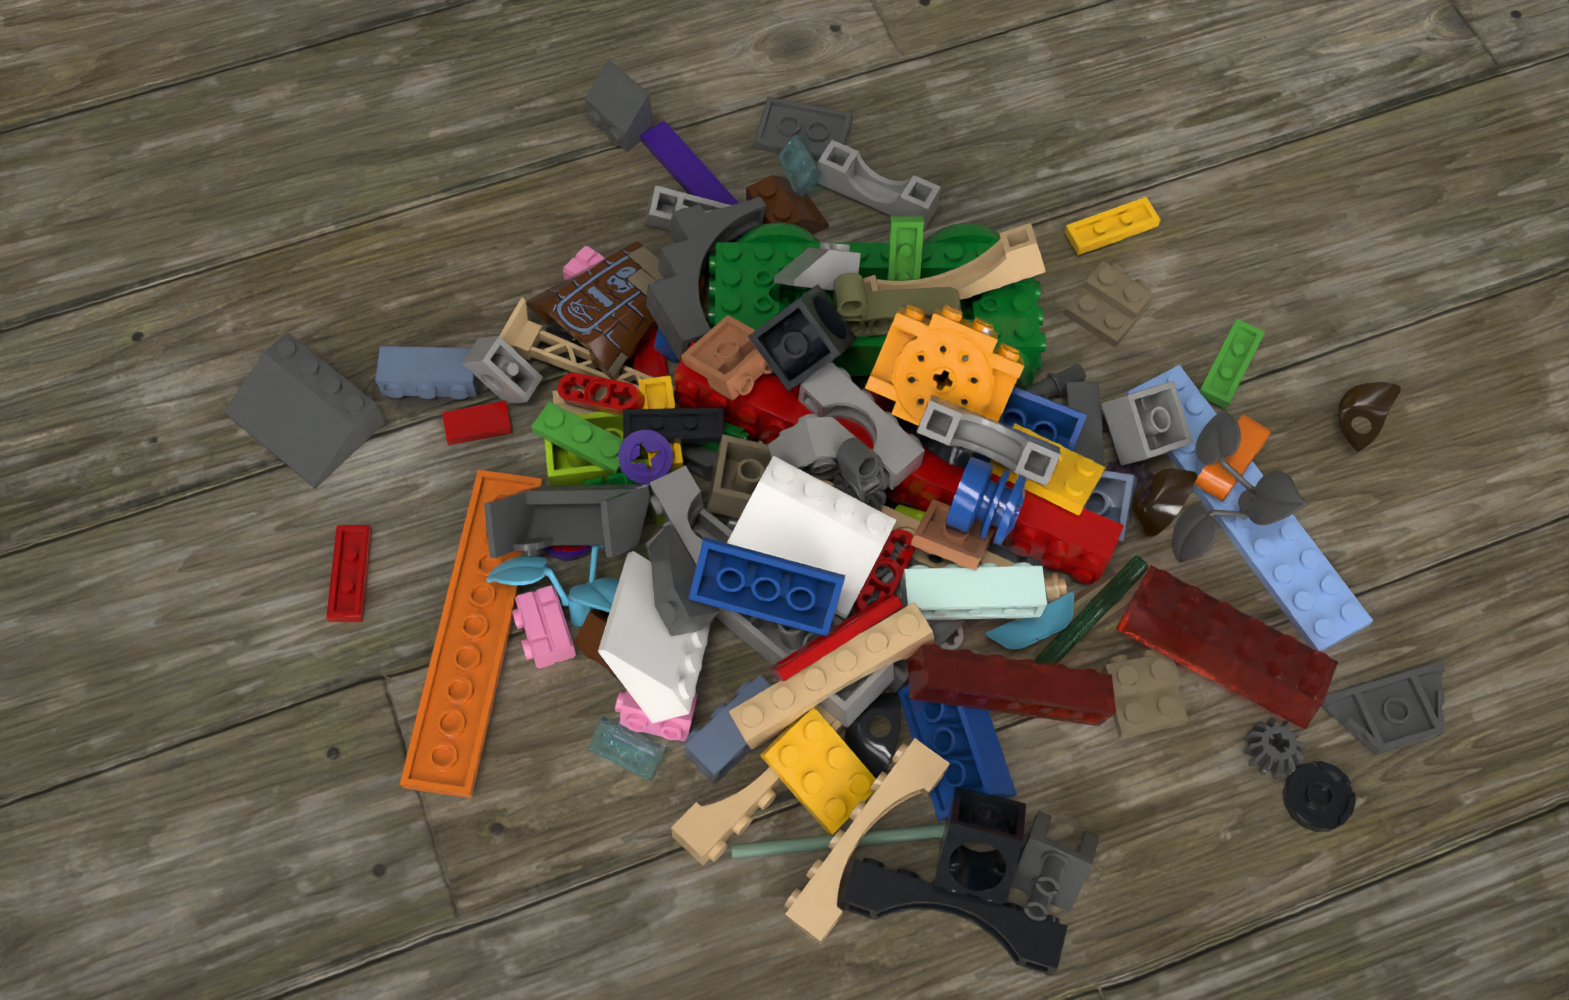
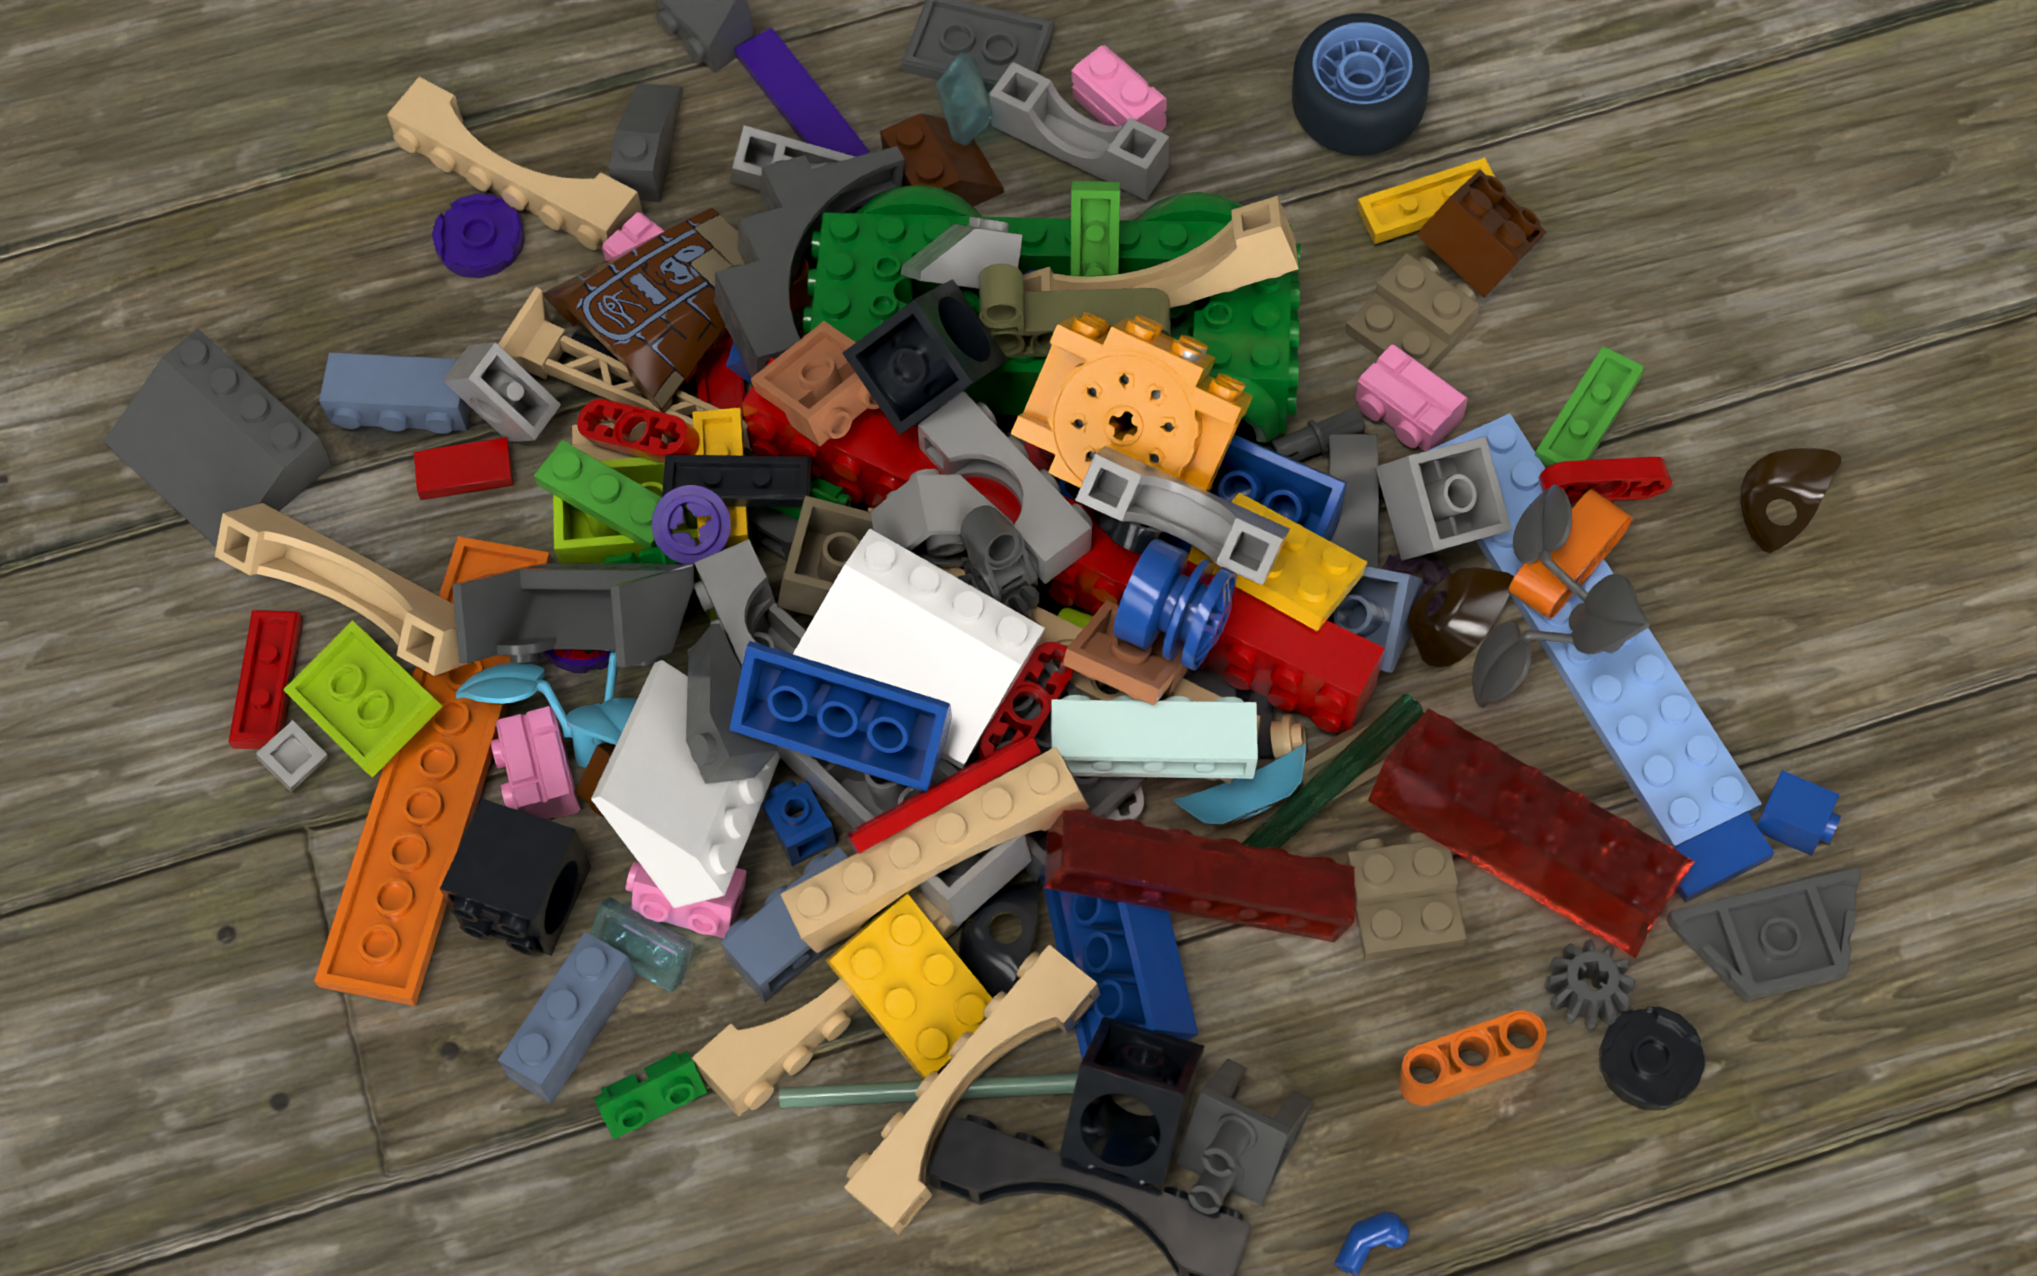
camera: 10 degrees right, 0 degrees up
(354, 481) = (279, 547): none -> tan arch
(372, 626) = (291, 756): none -> light grey plate
(420, 584) = (362, 698): none -> lime plate
(475, 264) = (478, 236): none -> dark purple tile
(537, 706) = (515, 878): none -> black brick
(550, 244) = (590, 209): none -> tan arch
(580, 802) = (567, 1017): none -> sand blue brick
(584, 199) = (645, 139): none -> dark grey slope
(655, 846) = (631, 1104): none -> green hinge
(728, 668) = (802, 835): none -> blue brick
(899, 158) = (1116, 92): none -> bright pink brick
(1061, 150) = (1360, 84): none -> wheel
(1113, 357) = (1410, 399): none -> bright pink brick
(1143, 927) = (1367, 1234): none -> blue arm
(1151, 246) = (1482, 232): none -> reddish brown slope
(1210, 789) = (1486, 1038): none -> orange beam
(1255, 405) = (1612, 478): none -> red beam
(1353, 654) = (1723, 855): none -> blue tile
(1398, 626) = (1799, 813): none -> blue brick

